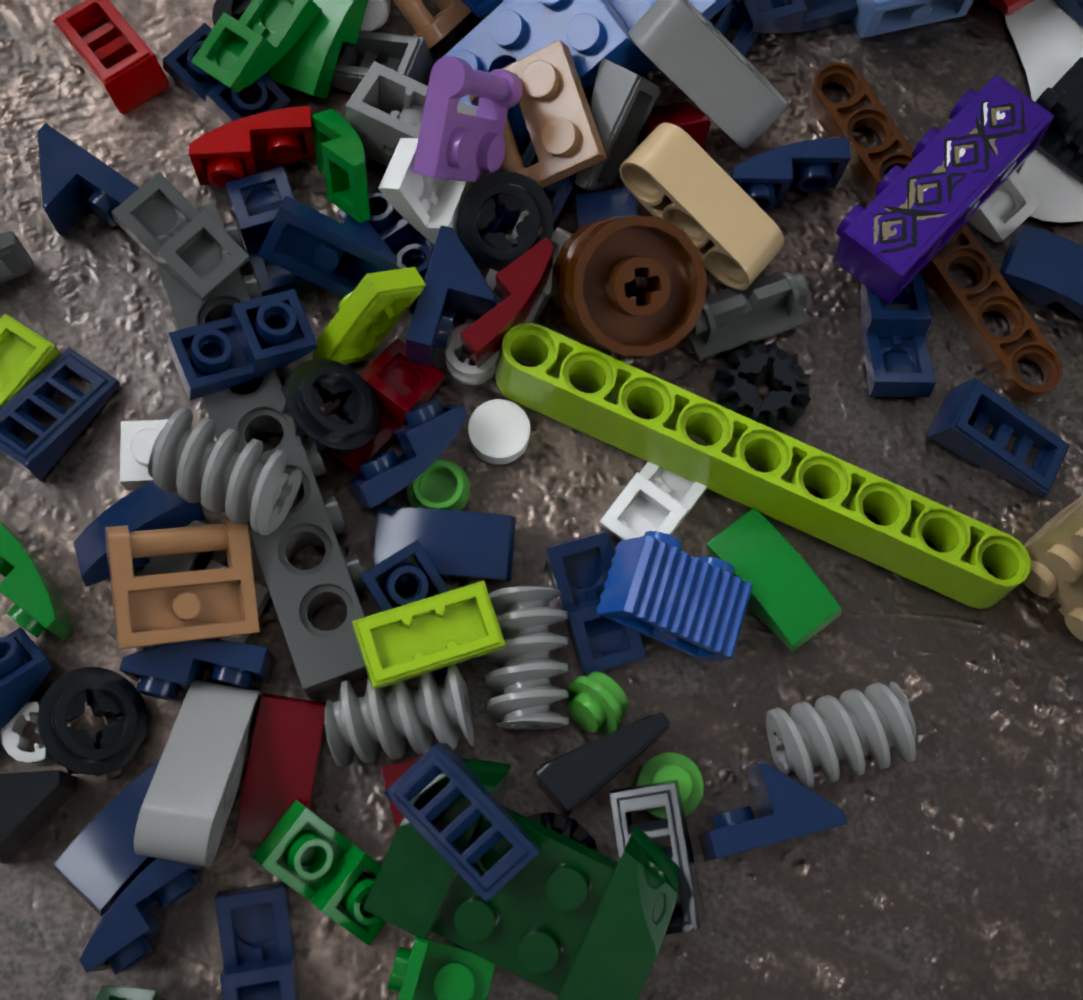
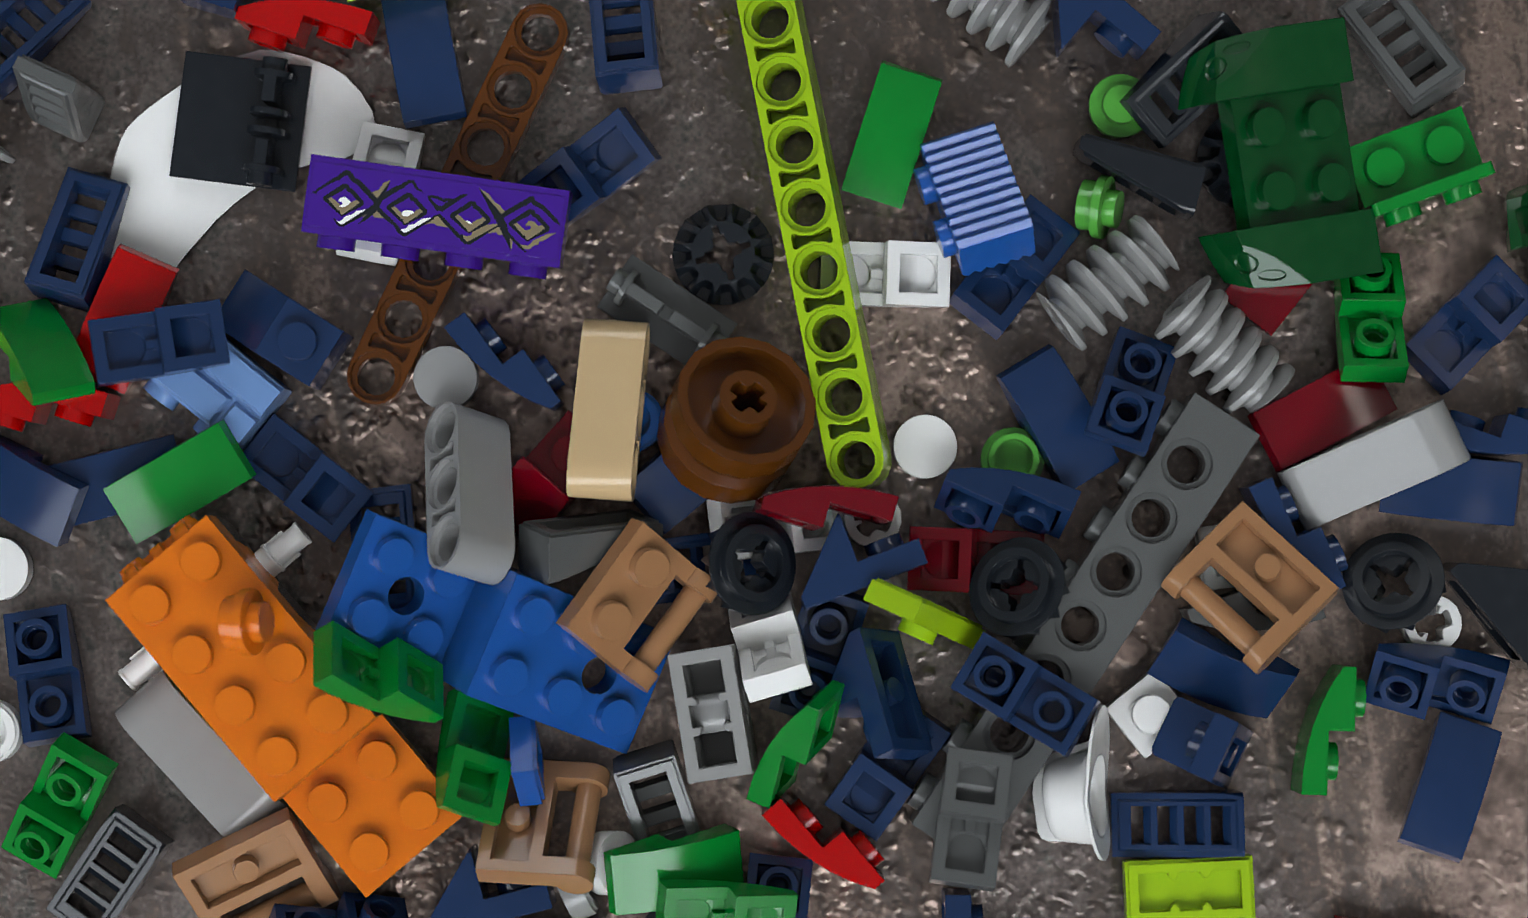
camera: 115 degrees left, 15 degrees up
(89, 465) = (1201, 742): none -> dark blue slope
(131, 345) = (1073, 794): none -> white piece
(222, 475) = (1148, 618): light grey piece -> none
(423, 817) = (1253, 249): dark blue slope -> none
(428, 635) = (1156, 364): lime plate -> none
(459, 143) = (712, 644): medium lavender plate -> none
(800, 125) = (445, 376): none -> light grey tile
(909, 50) = (283, 330): none -> dark blue slope

